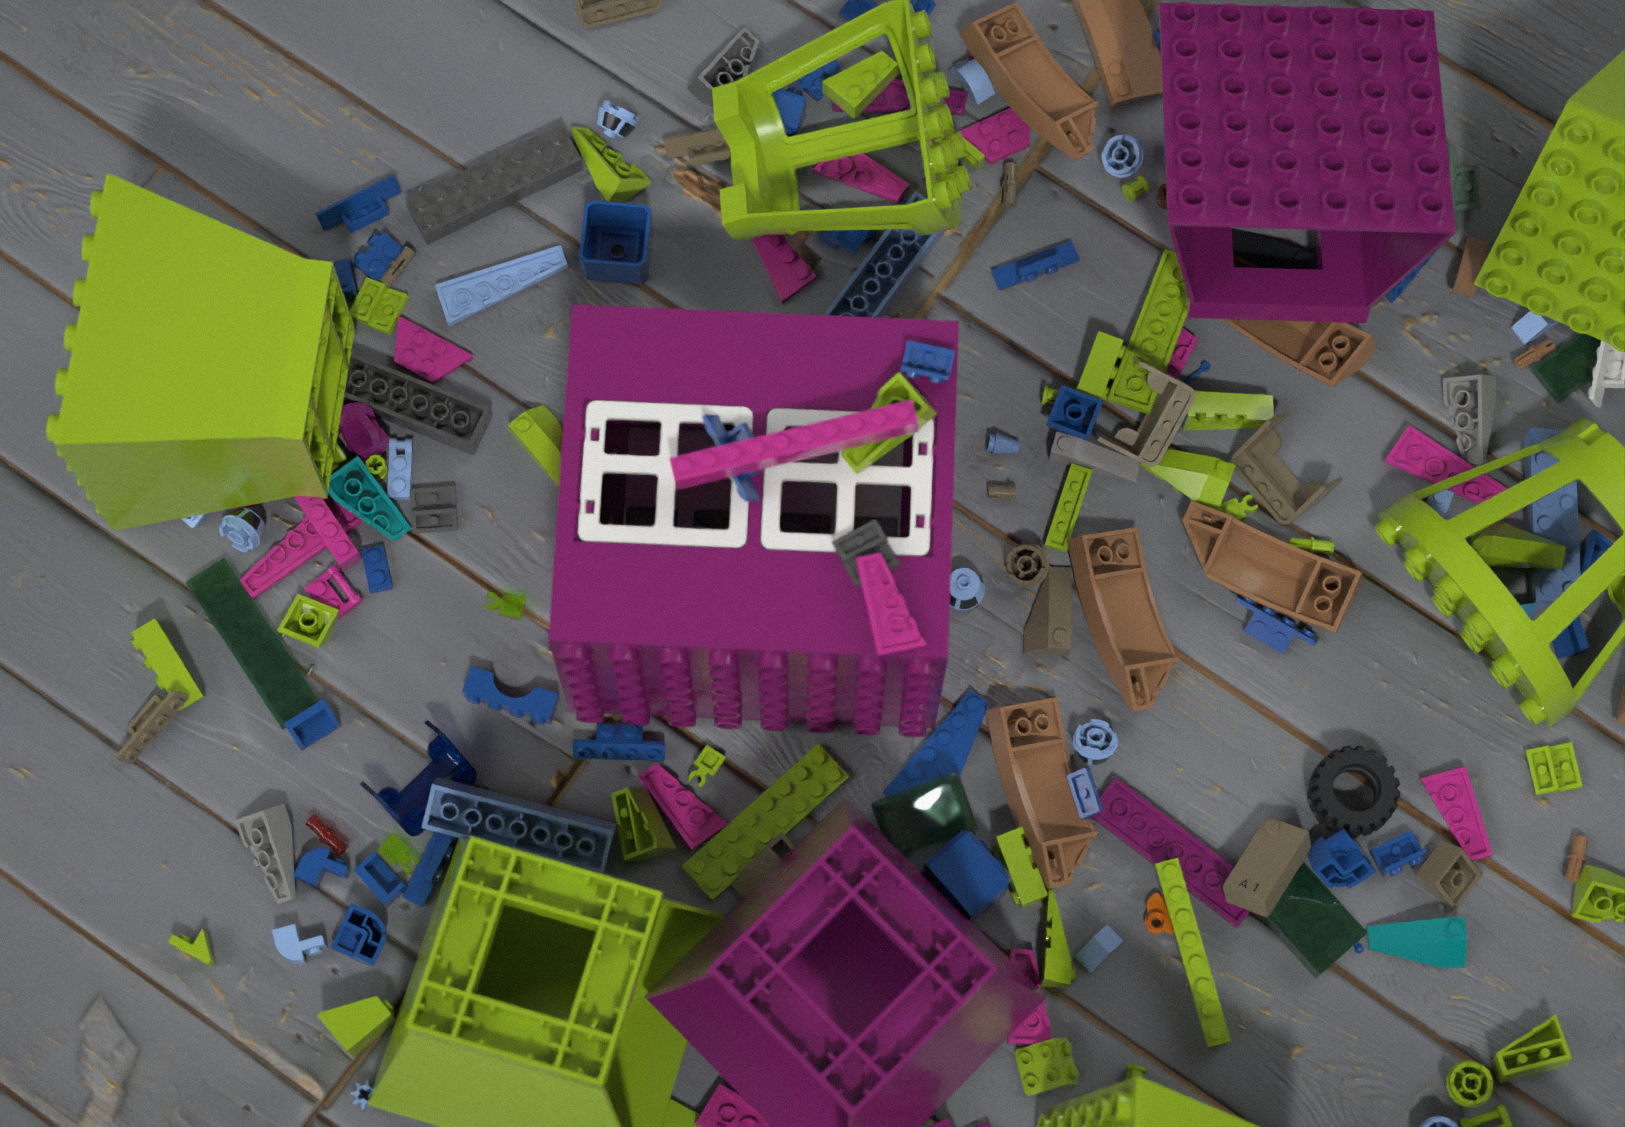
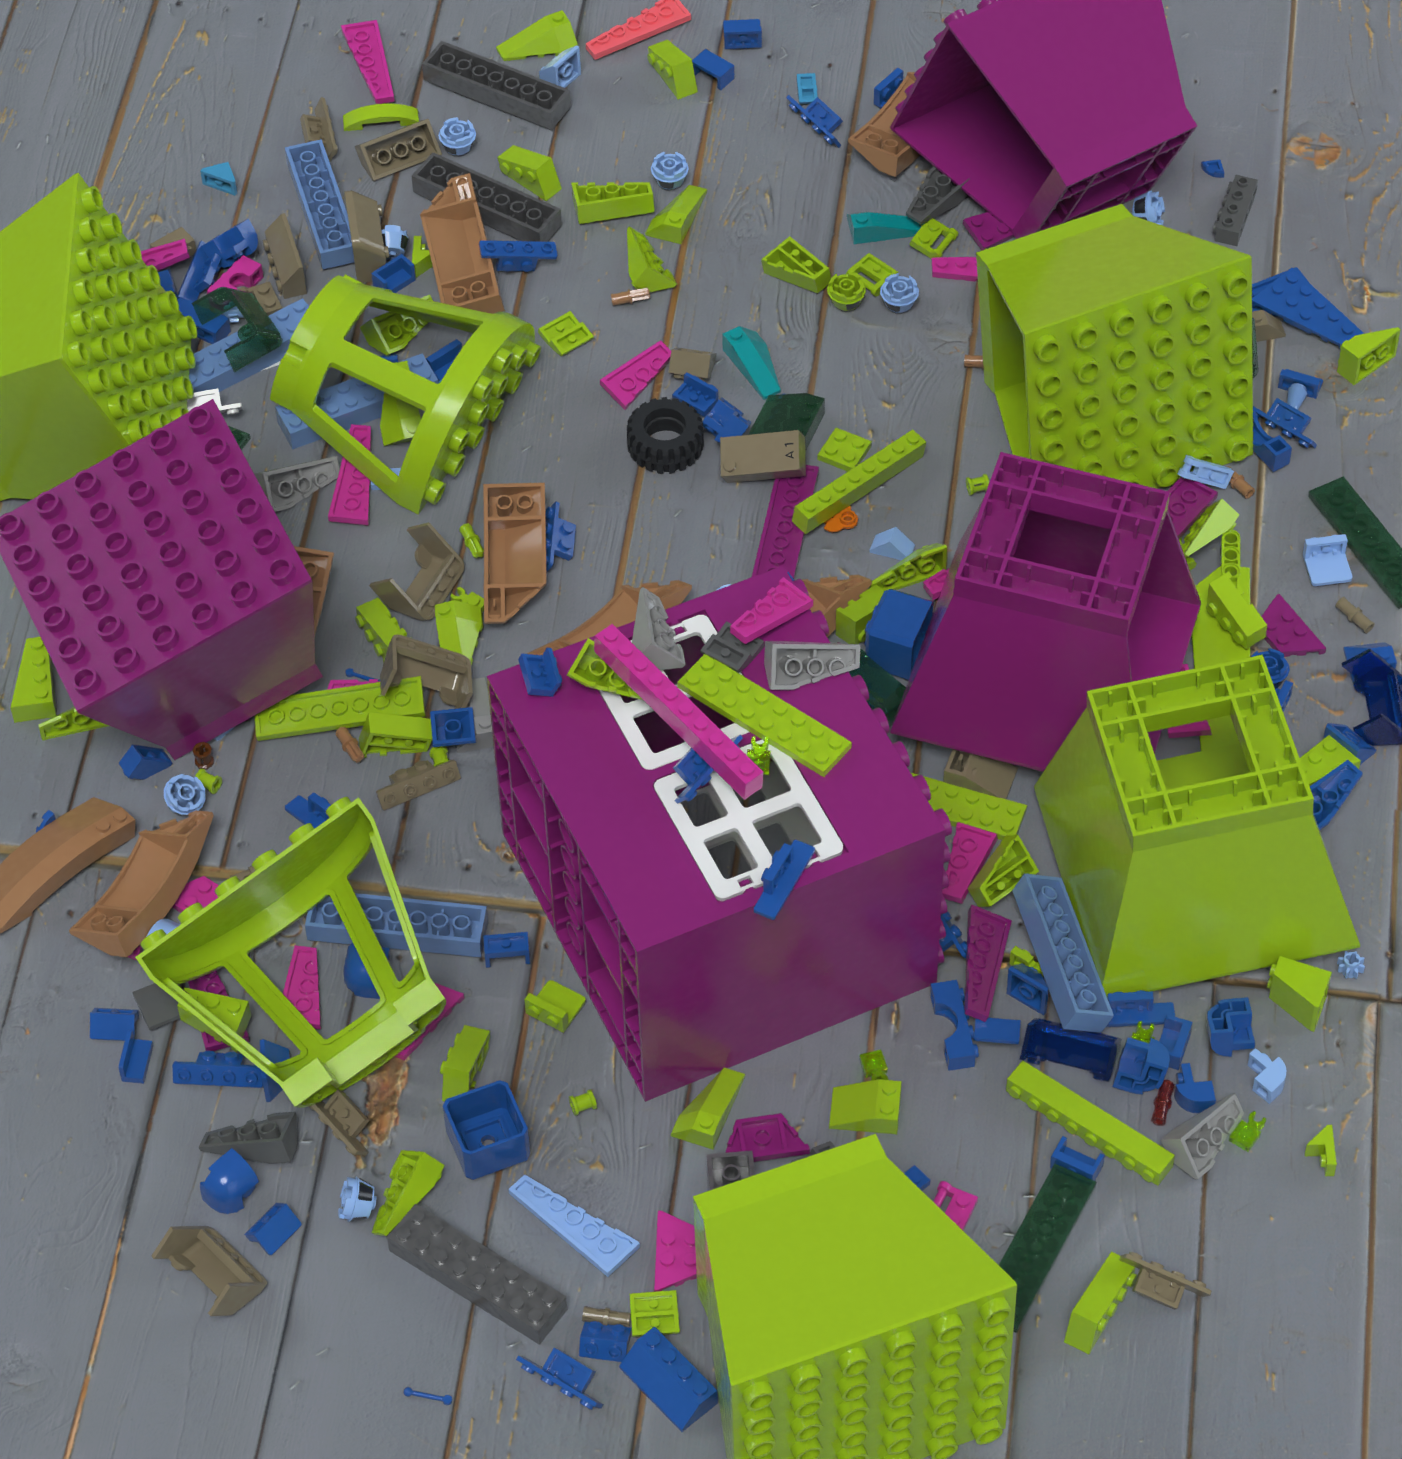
camera: 115 degrees left, 20 degrees down
(256, 892) = (1248, 1133): none -> clear neon green plate
(309, 621) = (991, 1205): lime slope -> none
(342, 757) = (1090, 1123): none -> lime brick
(367, 831) = (1141, 1066): none -> blue brick
(400, 115) = (447, 1399): none -> blue hinge
(471, 577) = (866, 1106): none -> lime slope
(477, 726) = (997, 1030): none -> blue panel
(490, 474) = (766, 1137): none -> magenta wing
(508, 780) = (1028, 987): none -> blue slope
(542, 796) = (1020, 956): none -> lime plate
(571, 766) = (985, 950): none -> magenta wing
(572, 462) = (782, 877): none -> blue bracket
(633, 52) = (274, 1227): none -> blue panel
(688, 29) = (228, 1183): none -> blue brick
(706, 266) = (464, 1061): none -> lime wedge
(718, 508) = (760, 754): none -> clear neon green plate
(769, 543) = (764, 715): none -> lime plate
(811, 604) = (800, 663): none -> light grey wedge
(915, 486) = (654, 635): none -> light grey wedge
(1042, 364) = (416, 781): none -> dark tan bracket
(1113, 326) = (349, 744): none -> medium nougat axle
(1252, 970) = (844, 450): none -> lime plate

